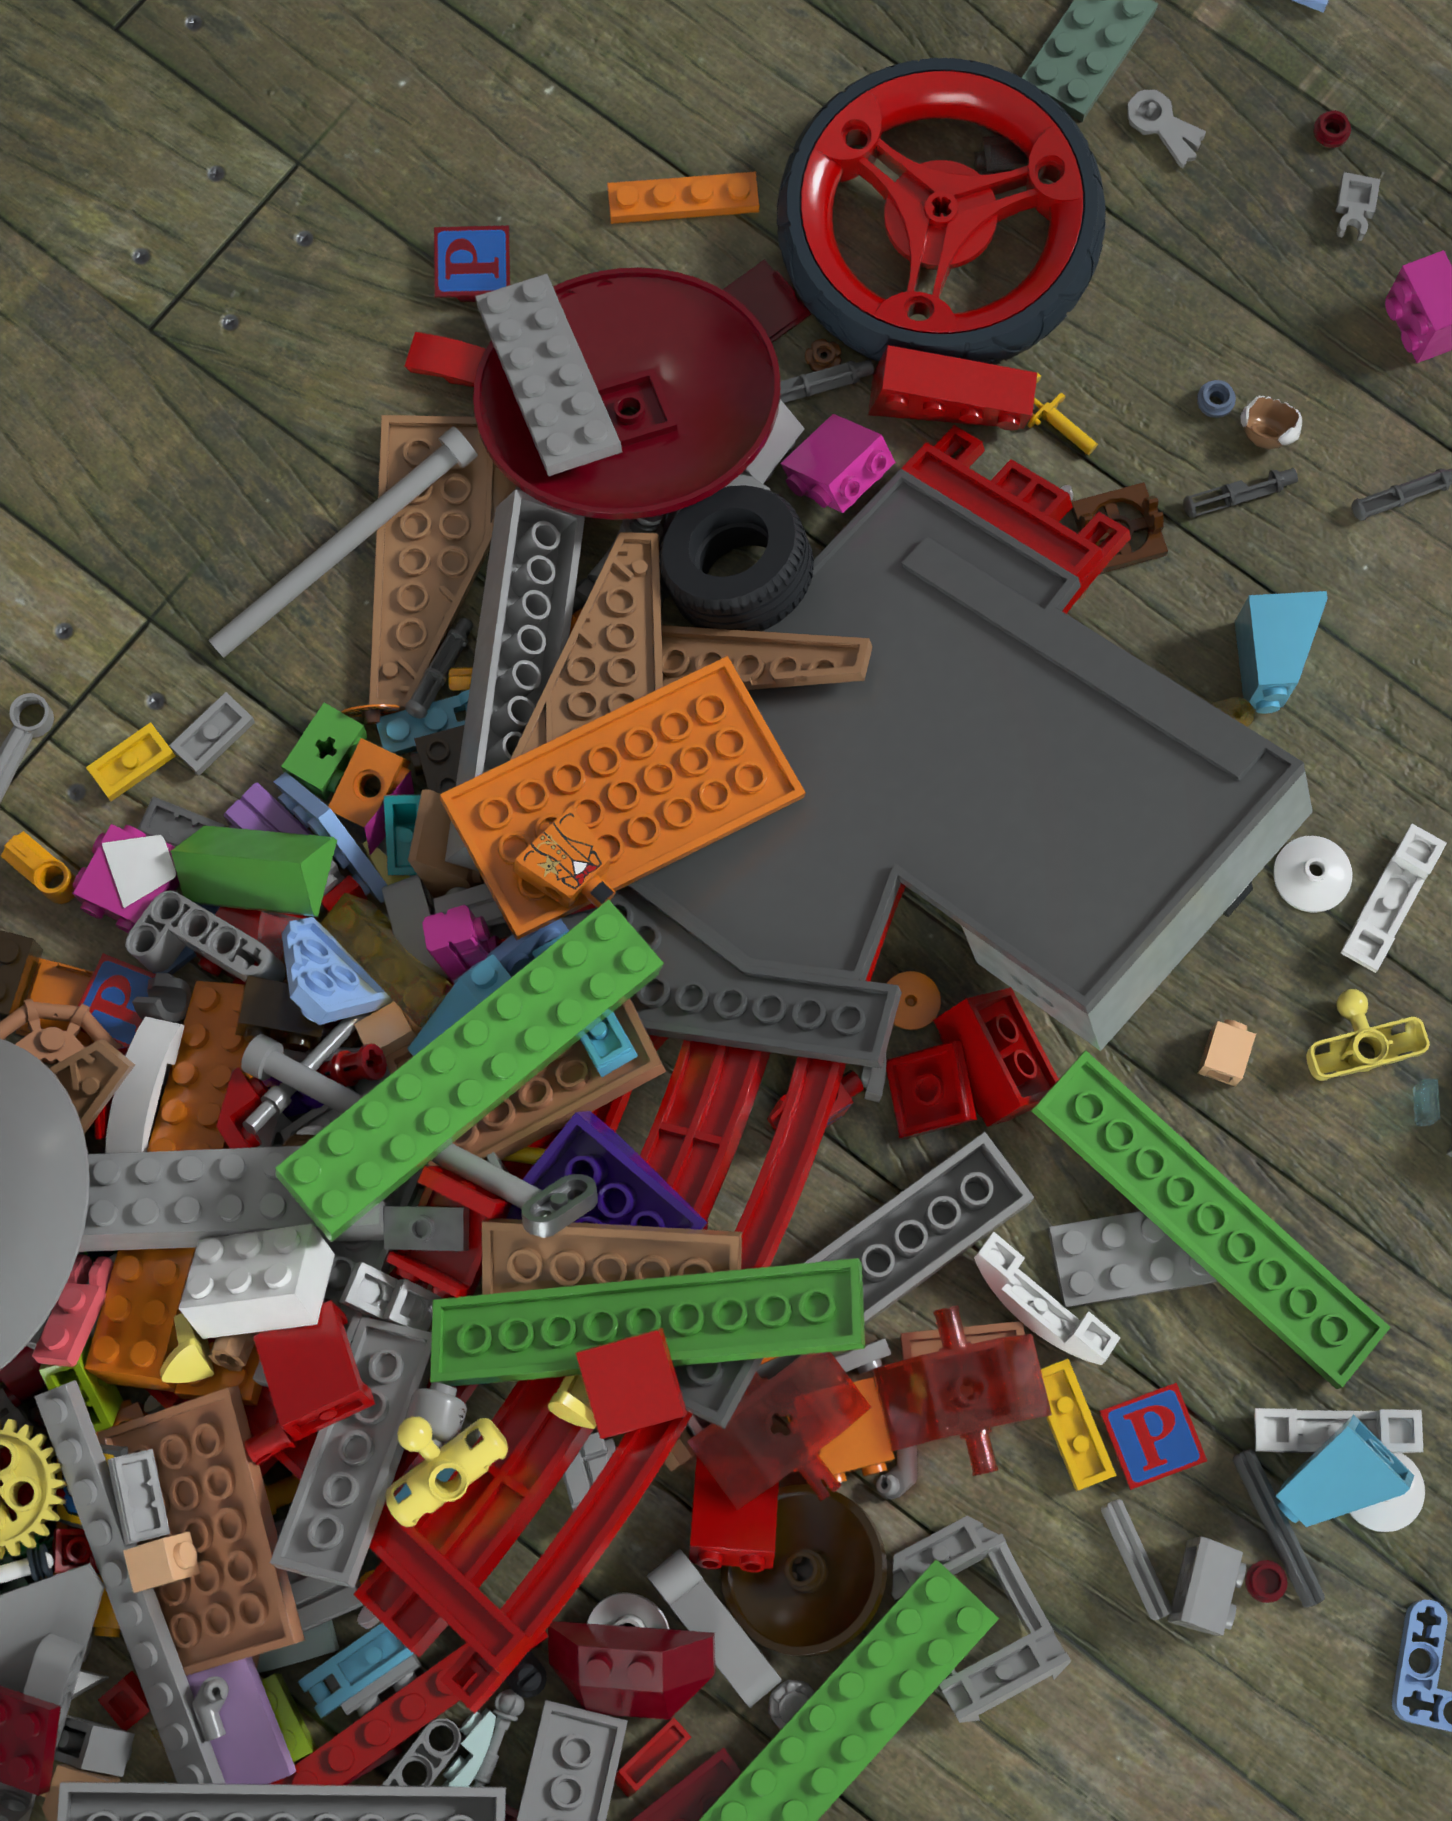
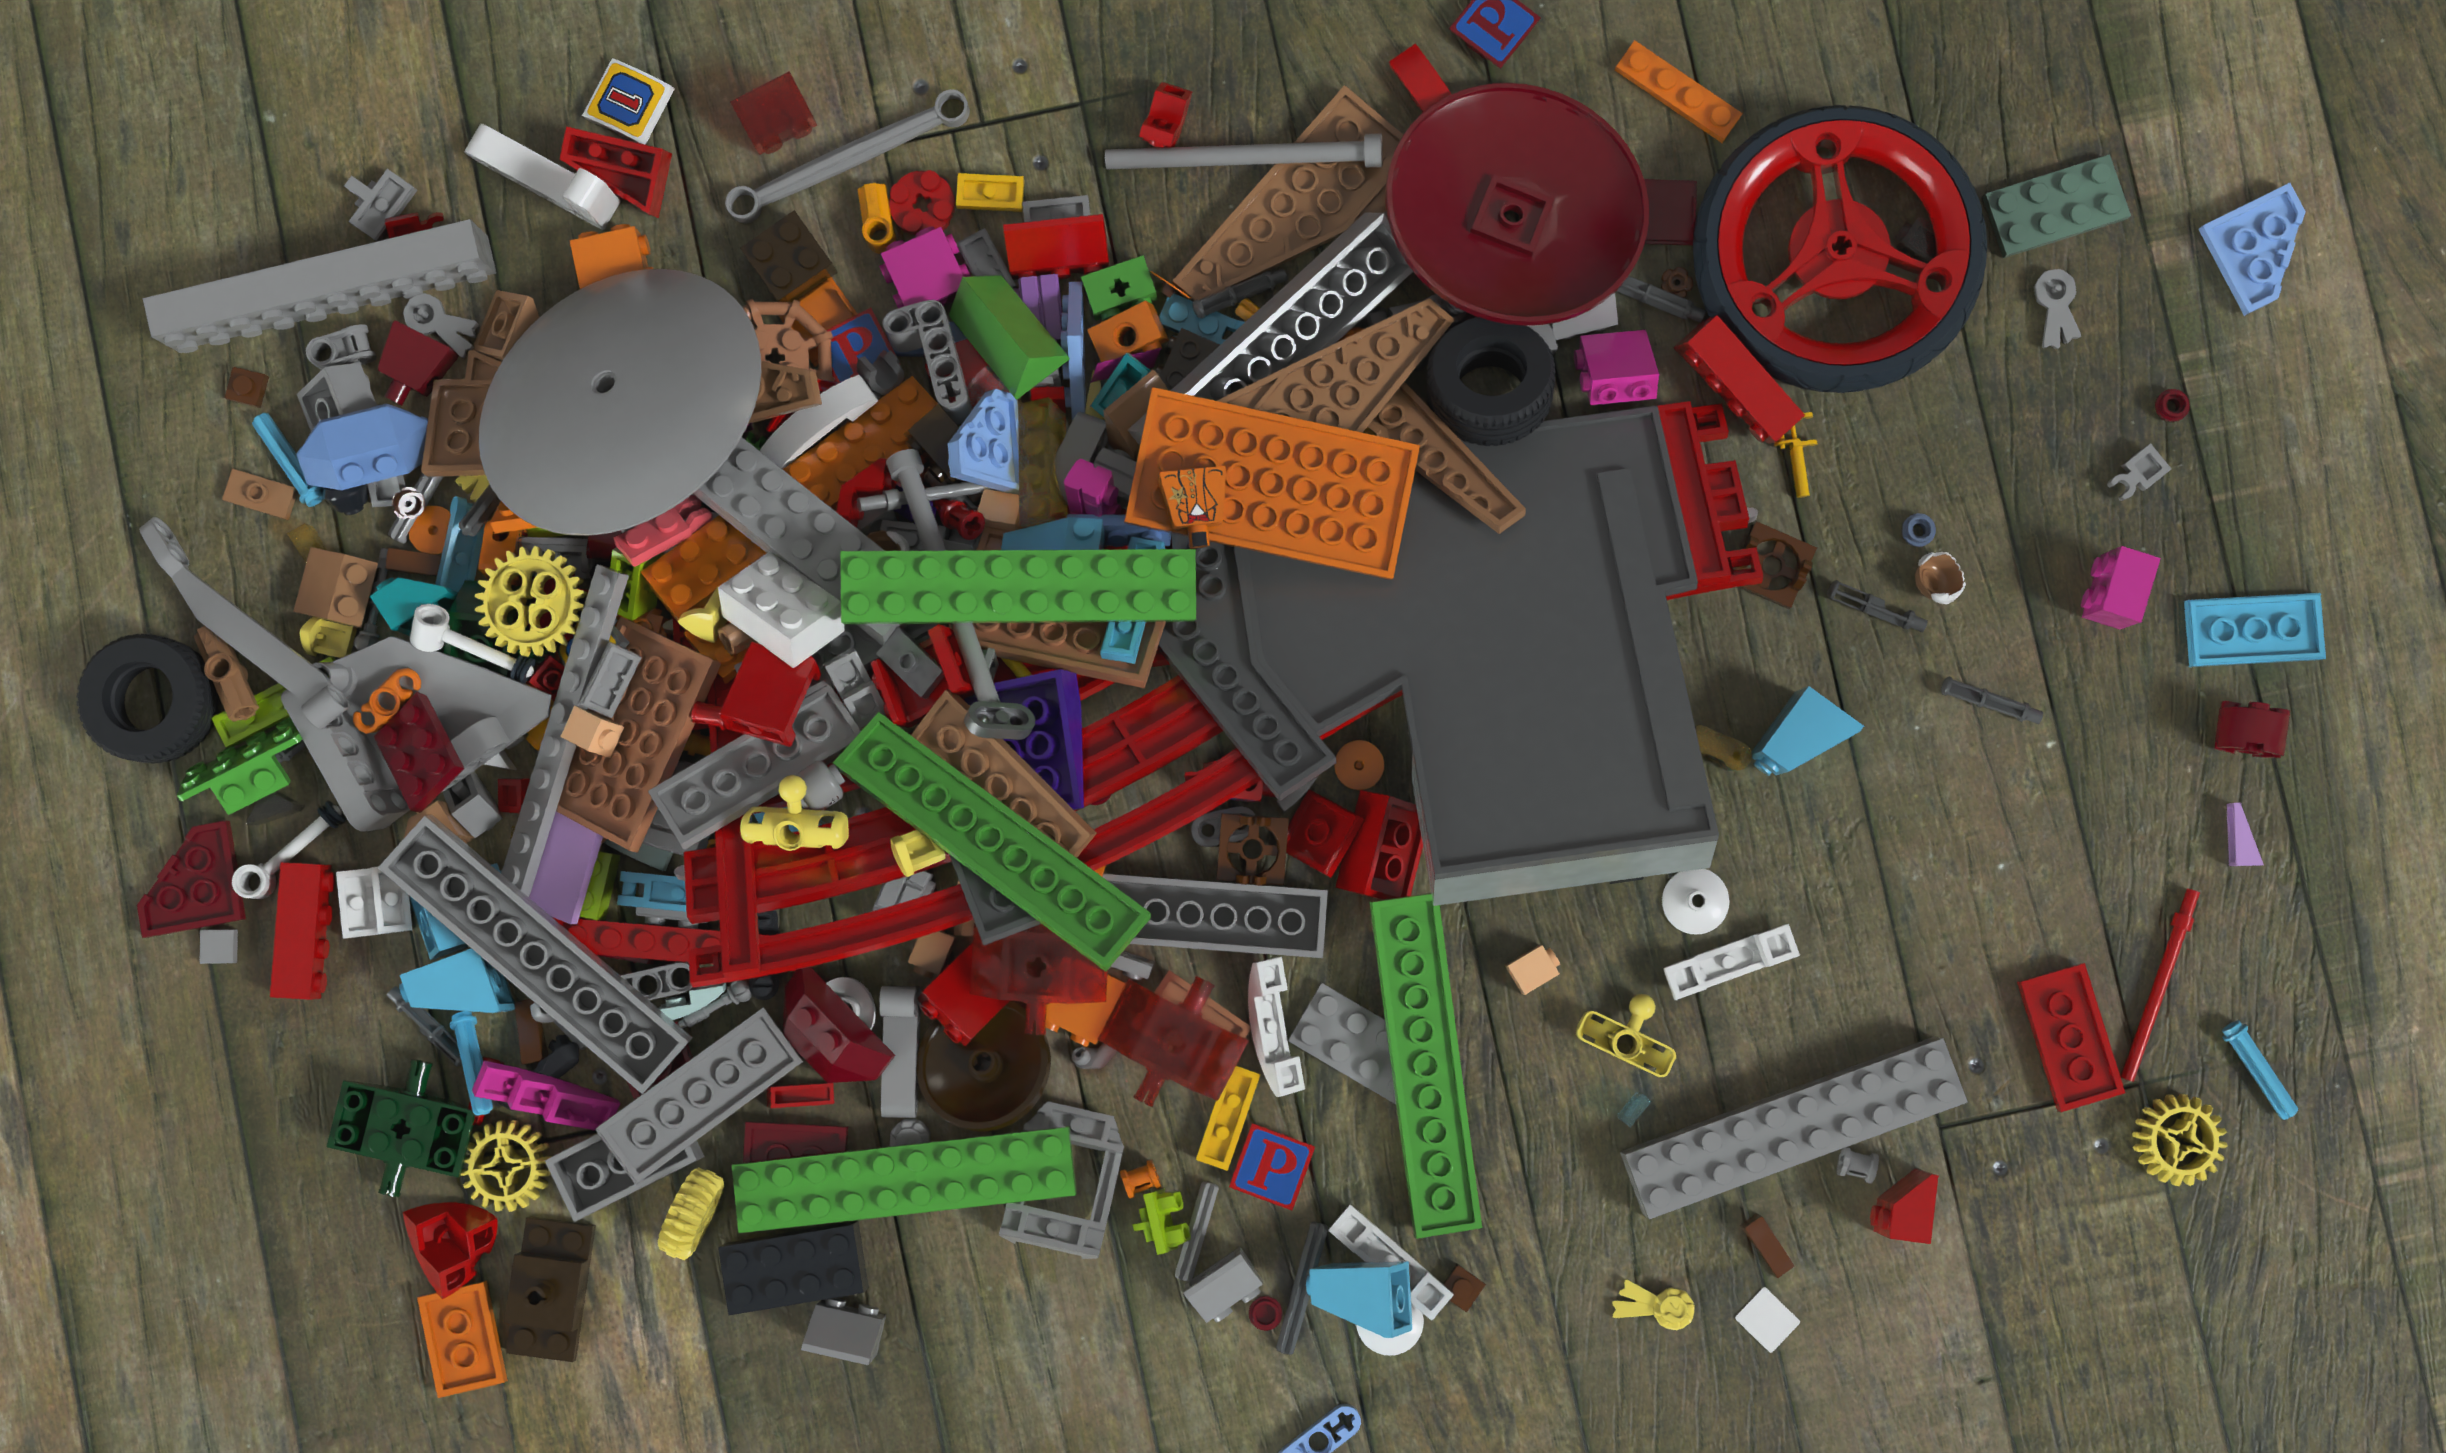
camera: 45 degrees right, 10 degrees up
(66, 802) = (926, 185): none -> red plate
(139, 866) = (936, 269): white sticker -> none
(208, 1705) = (553, 841): light grey arm -> none
(235, 757) = (1057, 246): none -> red slope
(240, 566) = (1166, 115): none -> red brick
(548, 375) = (1474, 148): light grey plate -> none
(631, 1383) = (948, 870): red tile -> none
(664, 1507) = (932, 953): none -> medium nougat brick
(838, 1160) = (1214, 819): none -> flat silver plate
(841, 1151) = (1275, 873): none -> reddish brown piece
(1043, 1554) = (1140, 1179): none -> orange bush
(1113, 1586) = (1158, 1223): none -> lime hips
(1422, 1395) = (1464, 1287): none -> reddish brown plate

